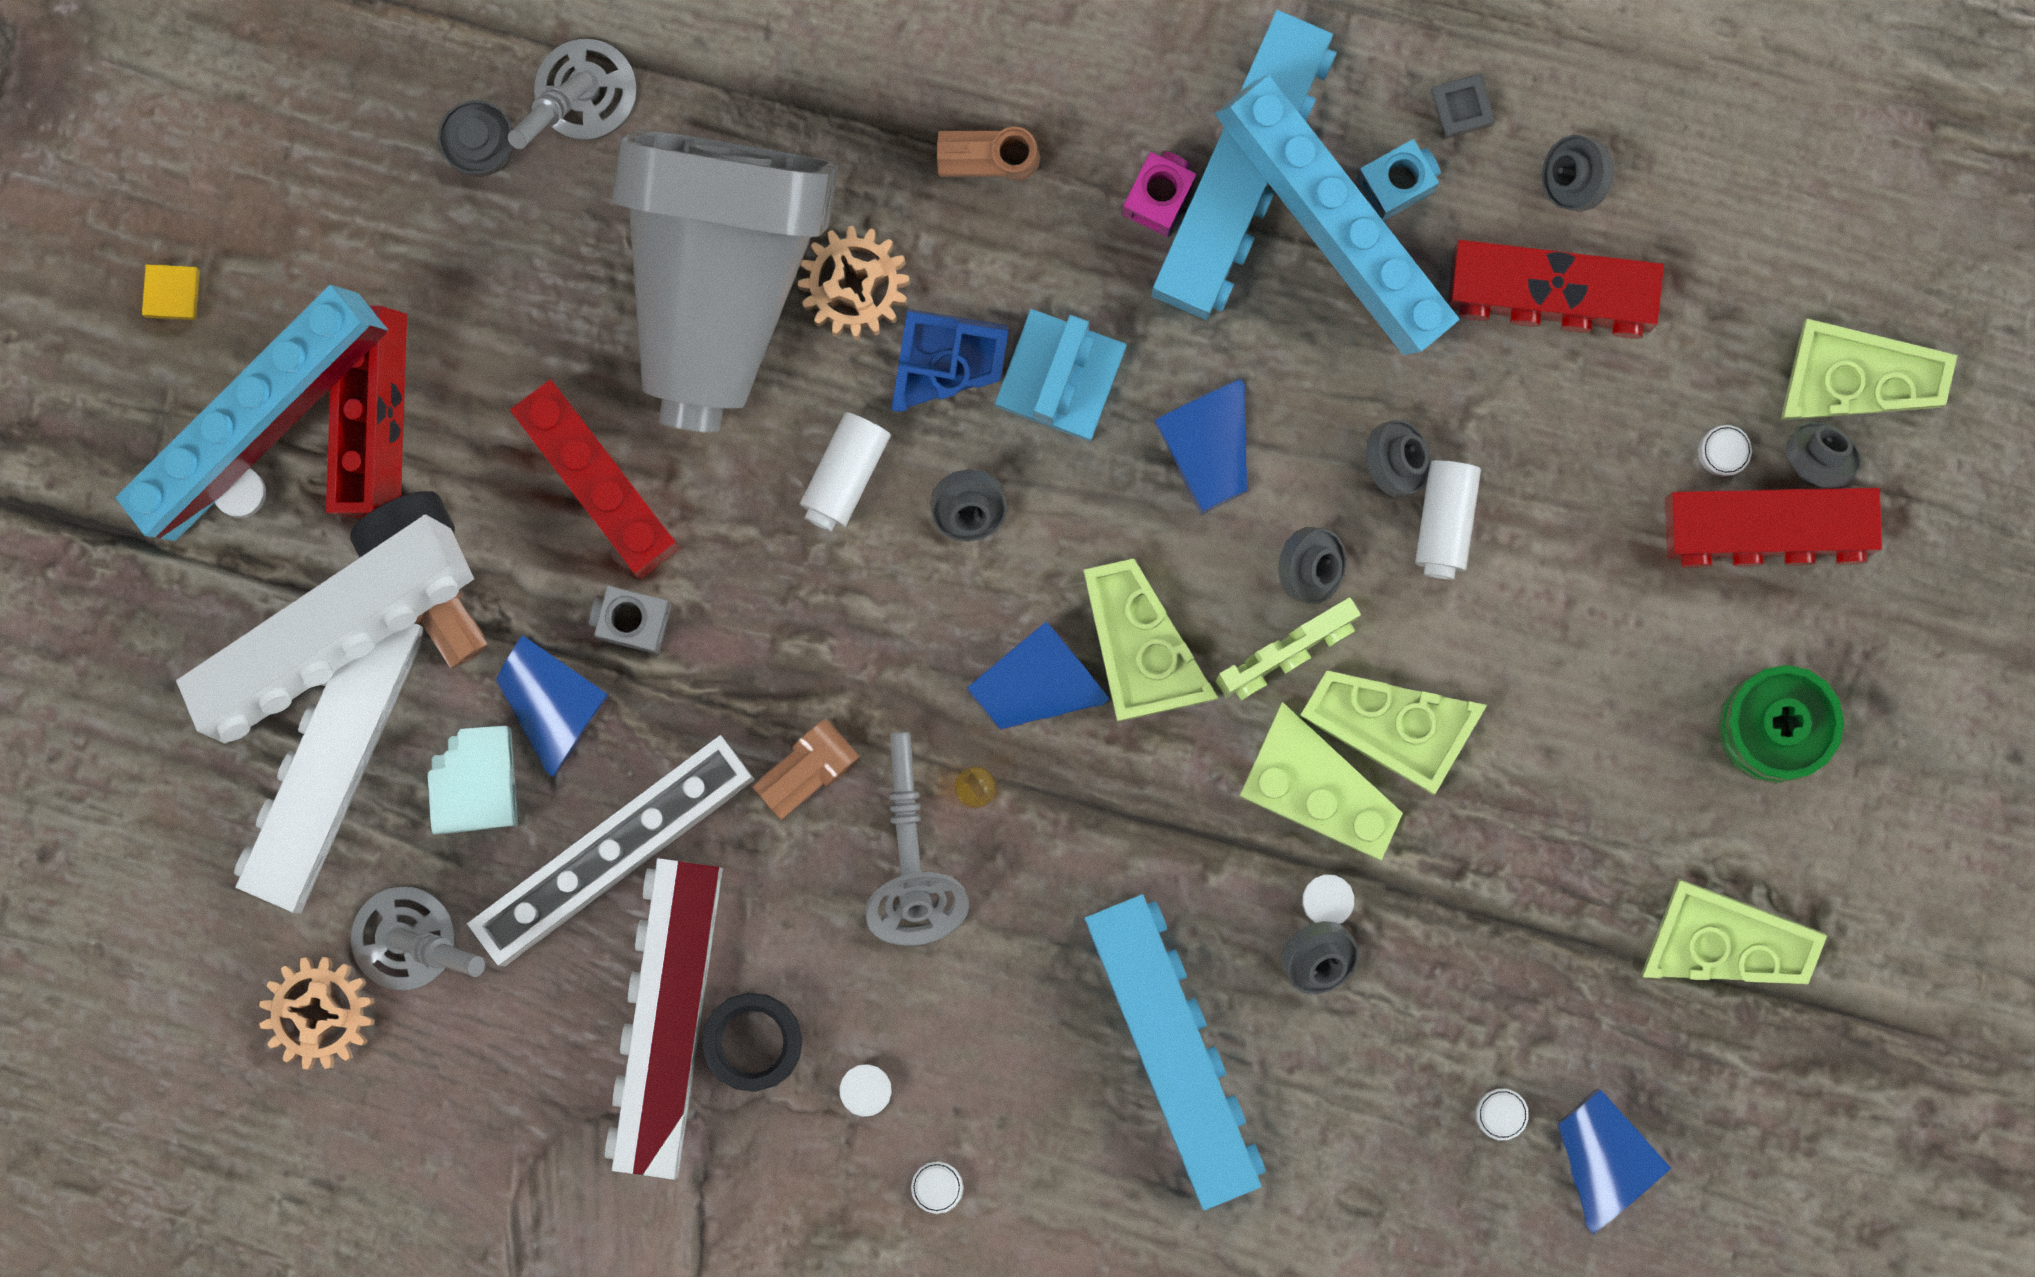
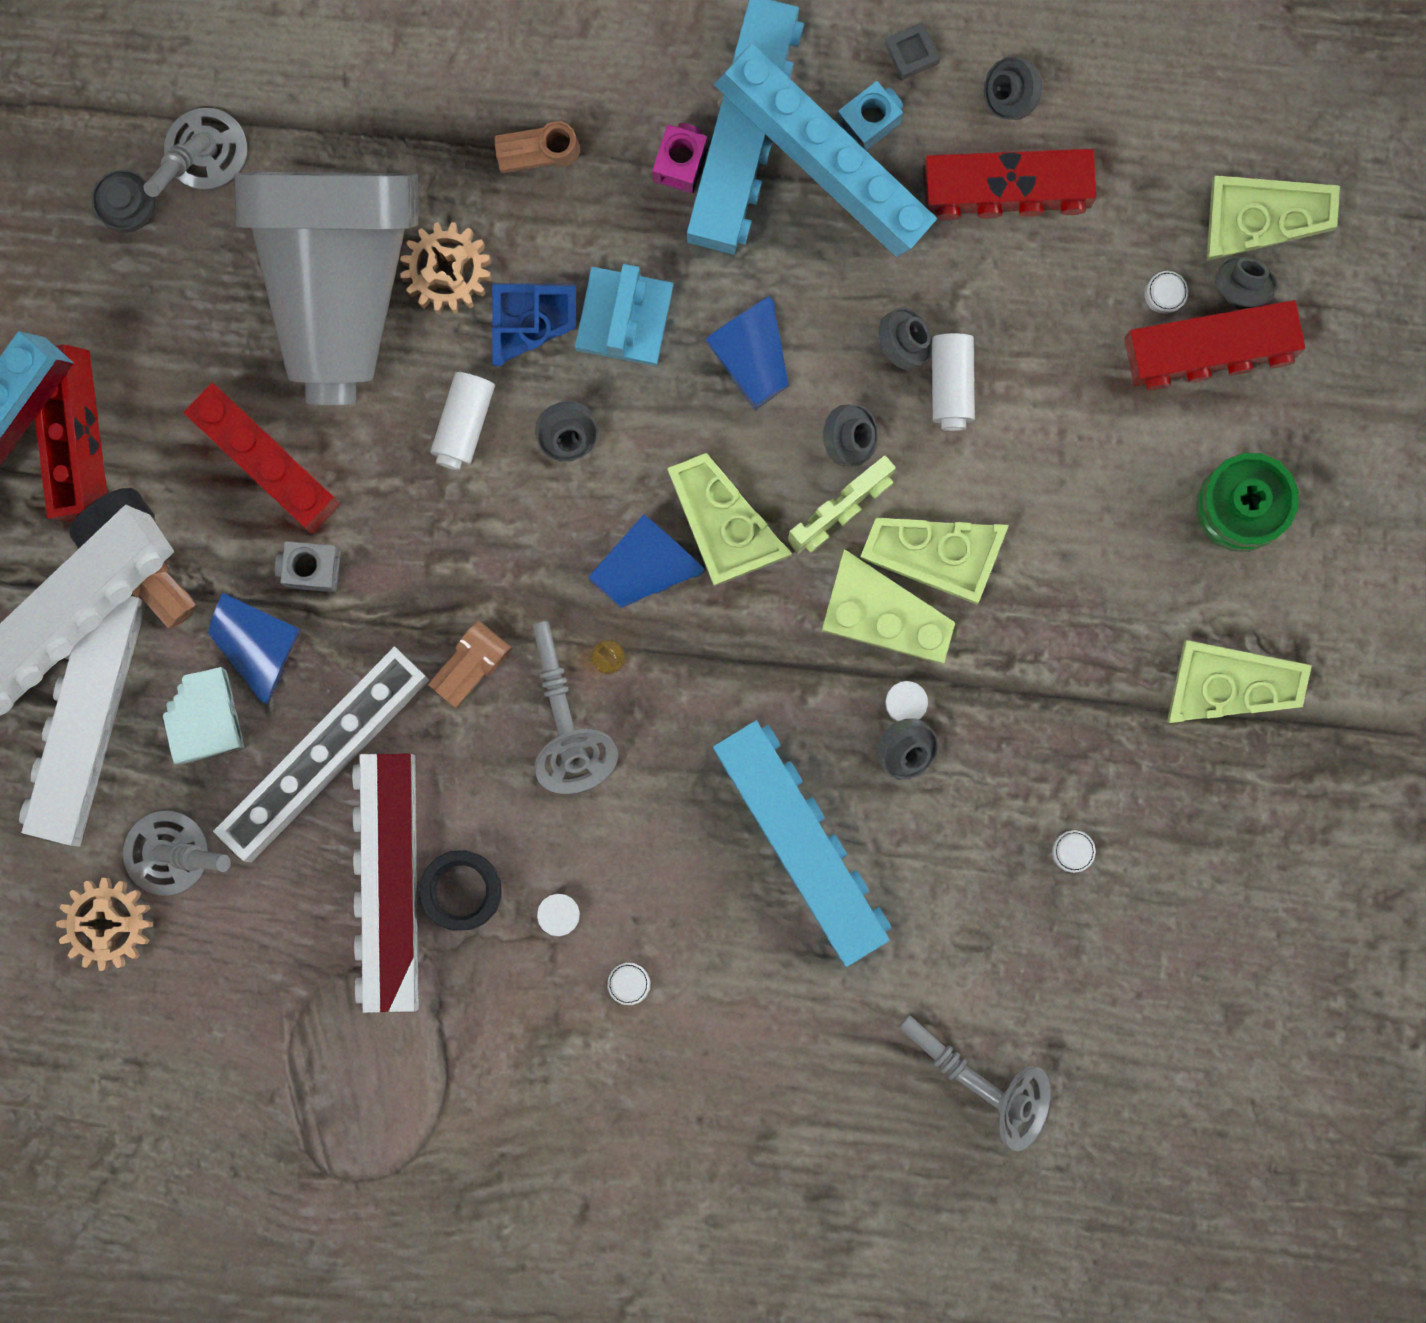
camera: 10 degrees left, 0 degrees up
(1607, 1159) = (1164, 873): blue slope -> none

